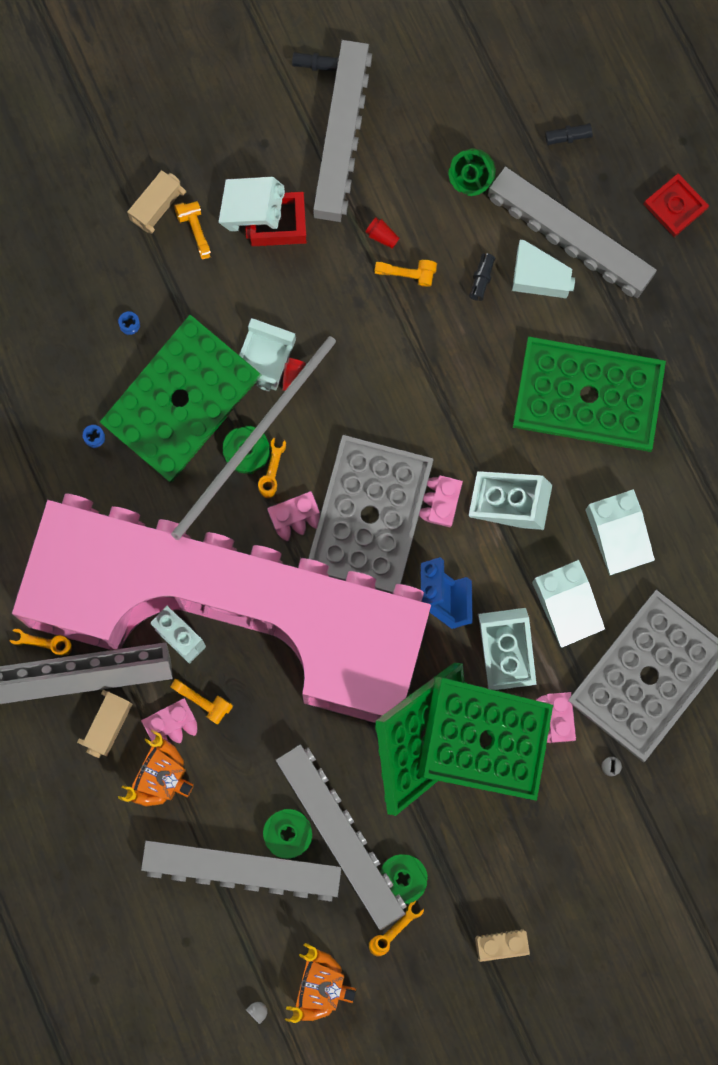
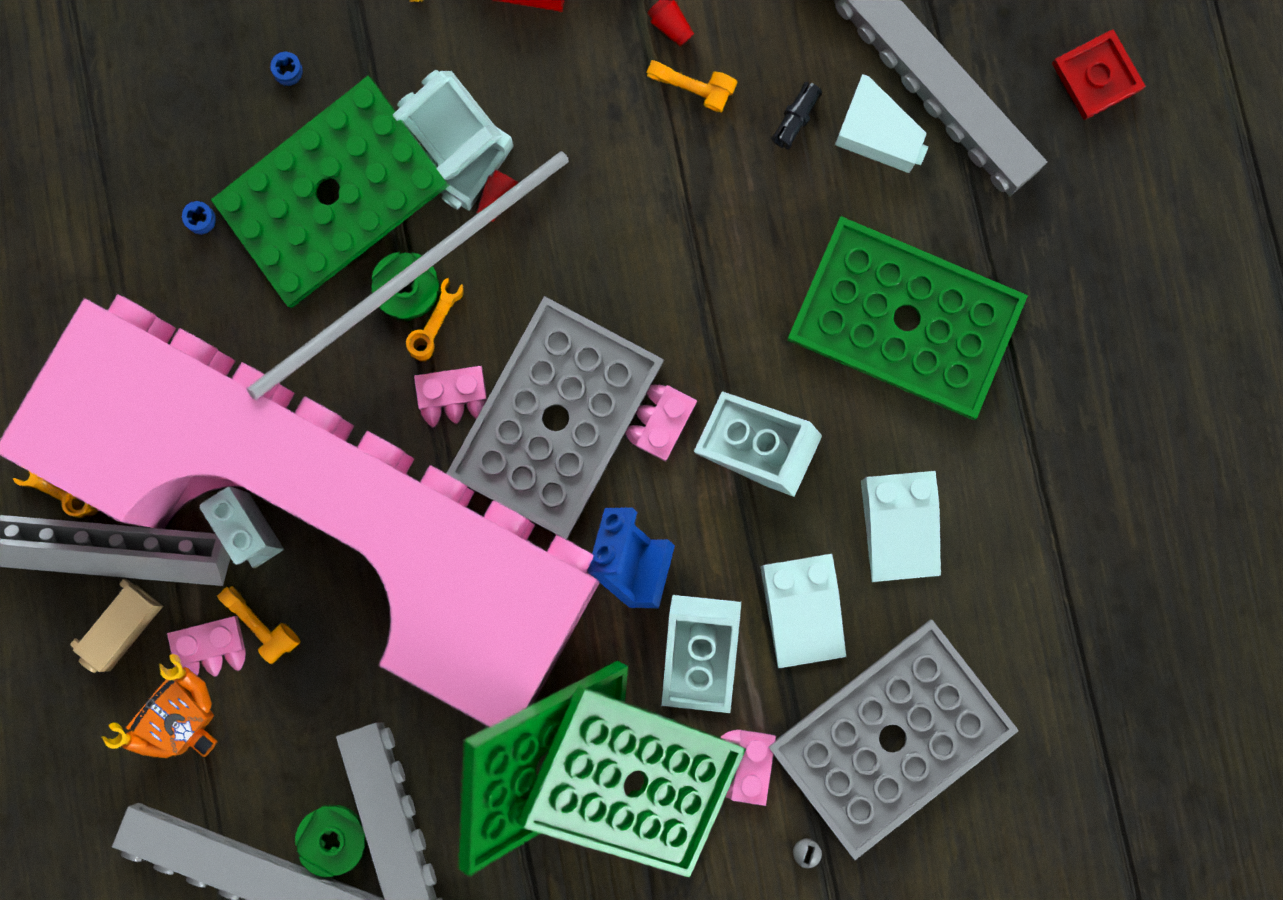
camera: 15 degrees right, 5 degrees up
(250, 334) = (447, 122): none -> light aqua panel

